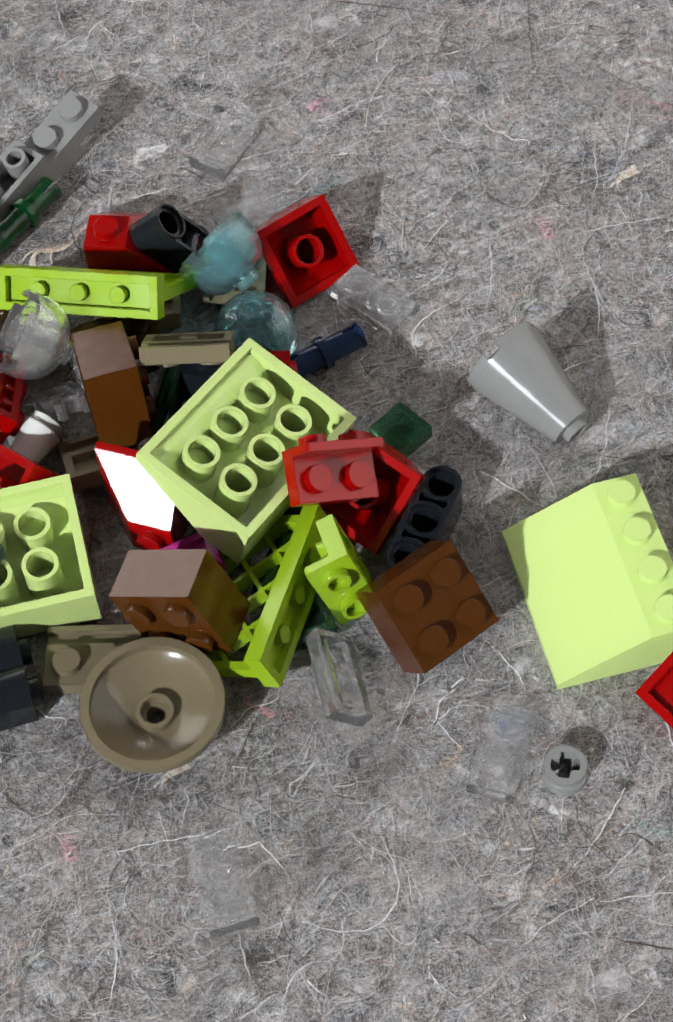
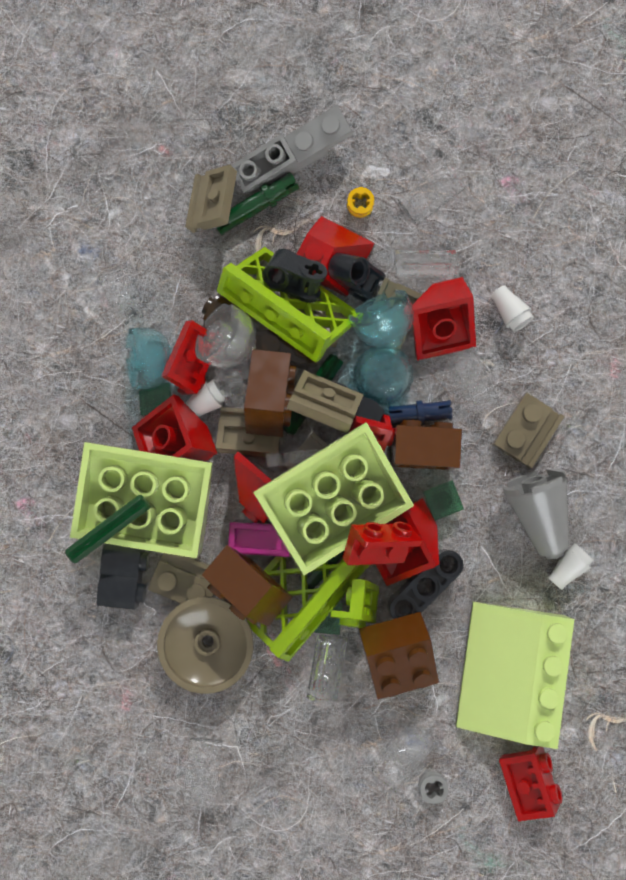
camera: 15 degrees right, 30 degrees up
(97, 249) = (293, 273): none -> black piece
(144, 181) = (360, 193): none -> yellow bush
(349, 365) = (426, 447): none -> reddish brown brick
(385, 211) = (511, 308): none -> white cone
(470, 323) = (528, 430): none -> dark tan plate
(605, 436) = (570, 566): none -> white cone

